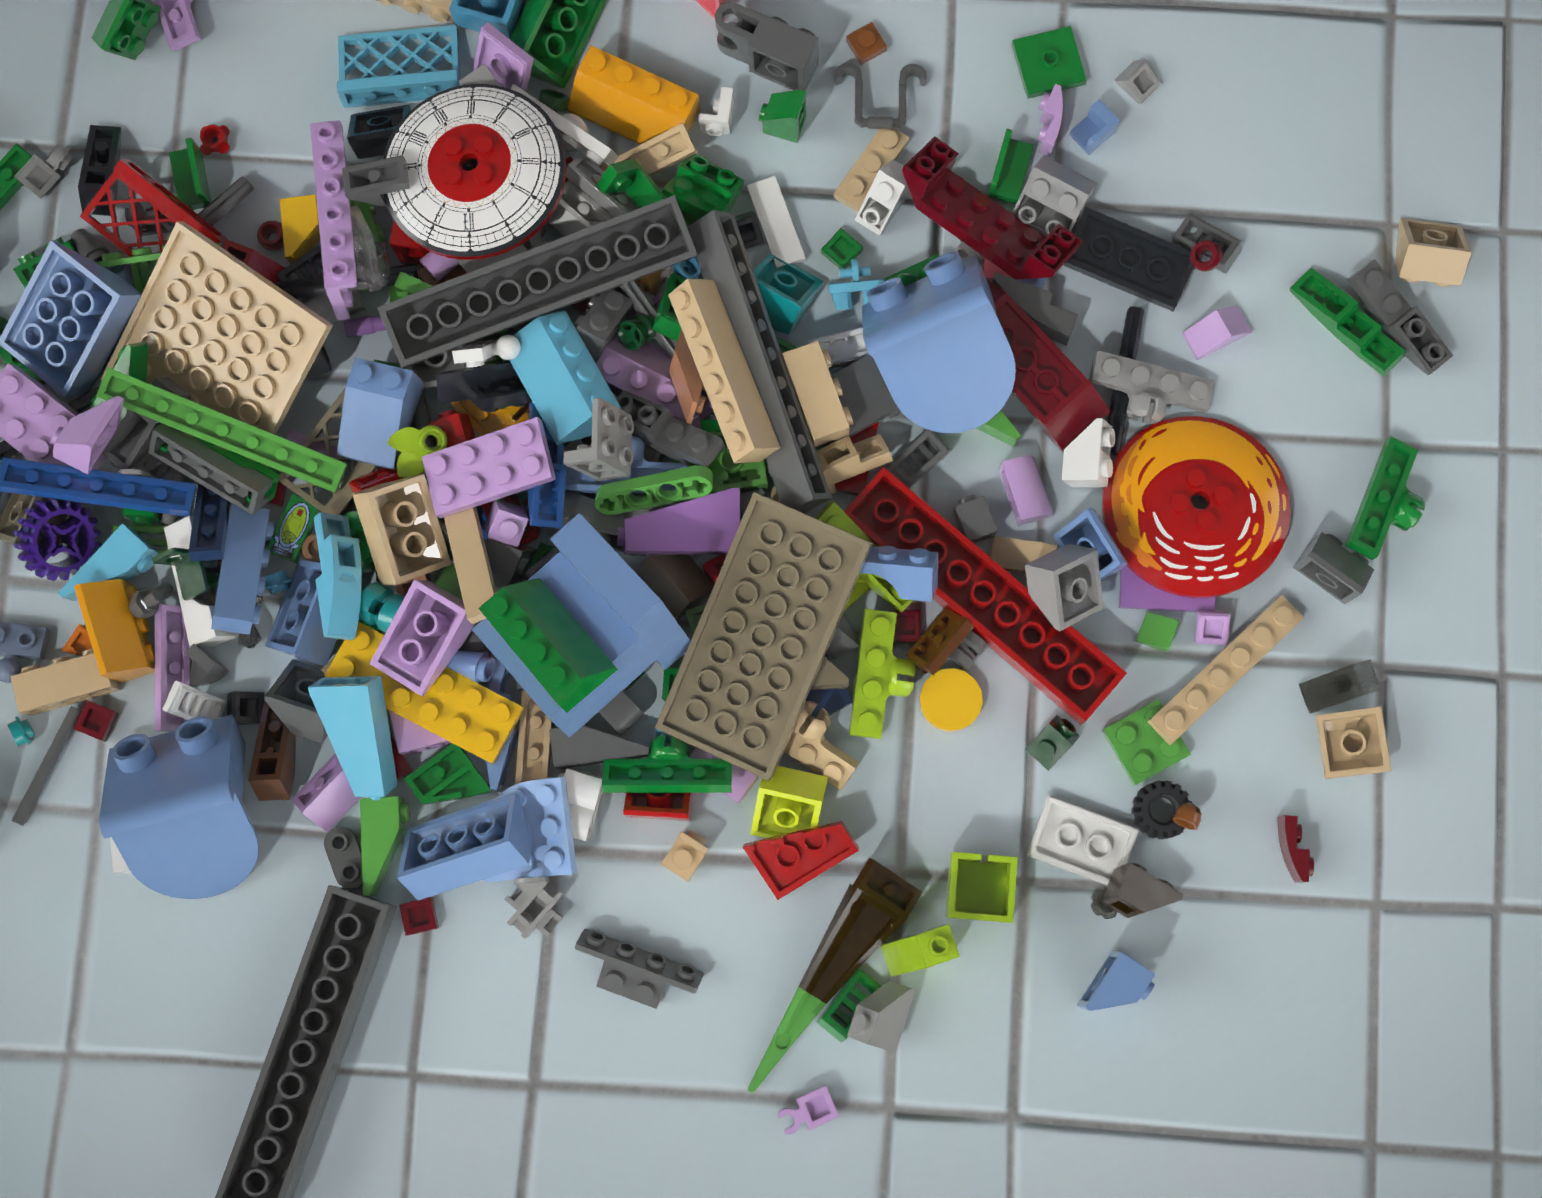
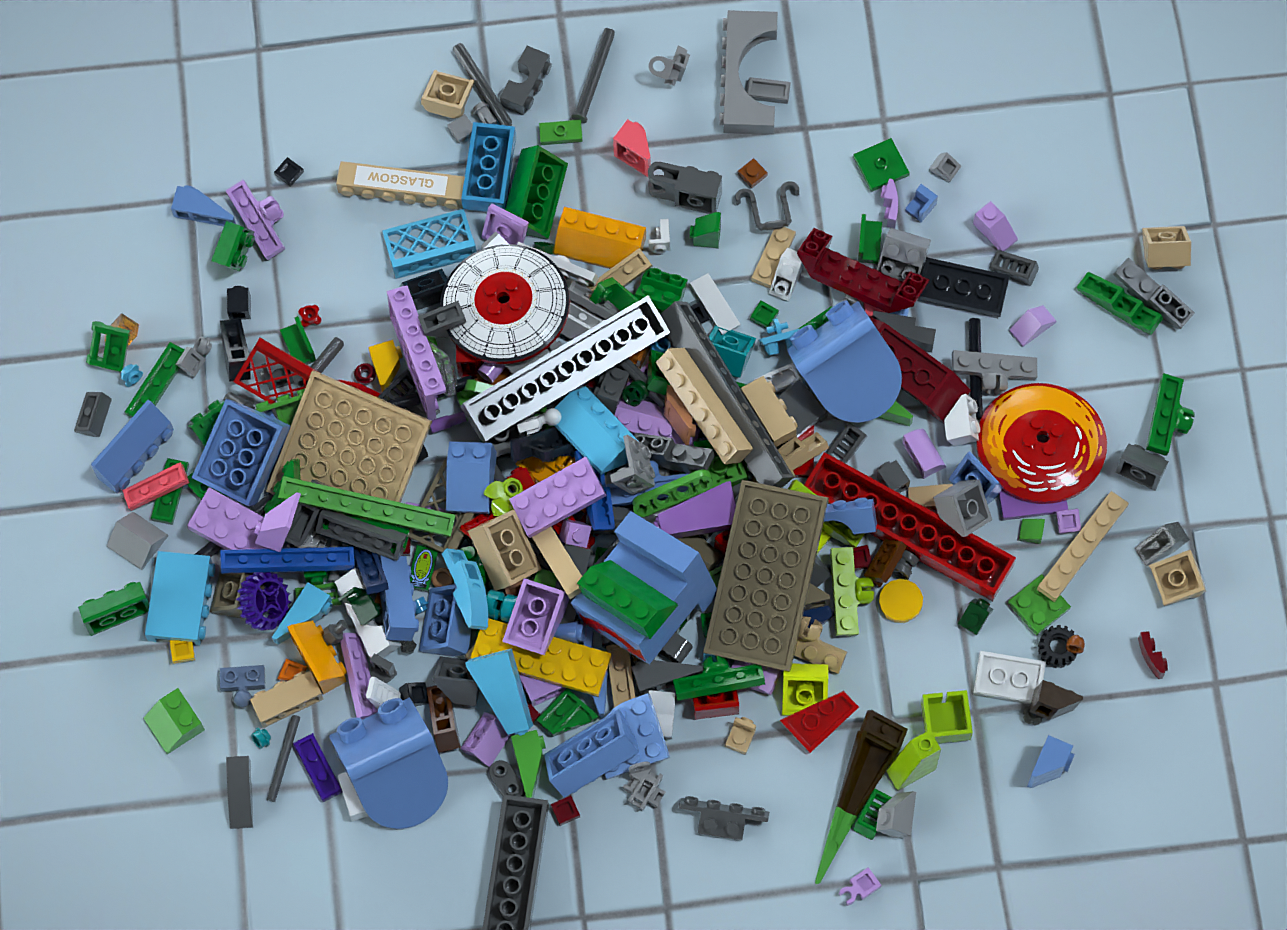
camera: 15 degrees left, 10 degrees down
(87, 780) = (317, 767): none -> dark purple tile
(96, 721) = (311, 722): dark red tile -> none
(119, 104) = (238, 303): none -> black brick
(1192, 179) = (995, 226): none -> lavender slope
(1202, 247) = (1010, 271): dark red plate -> none

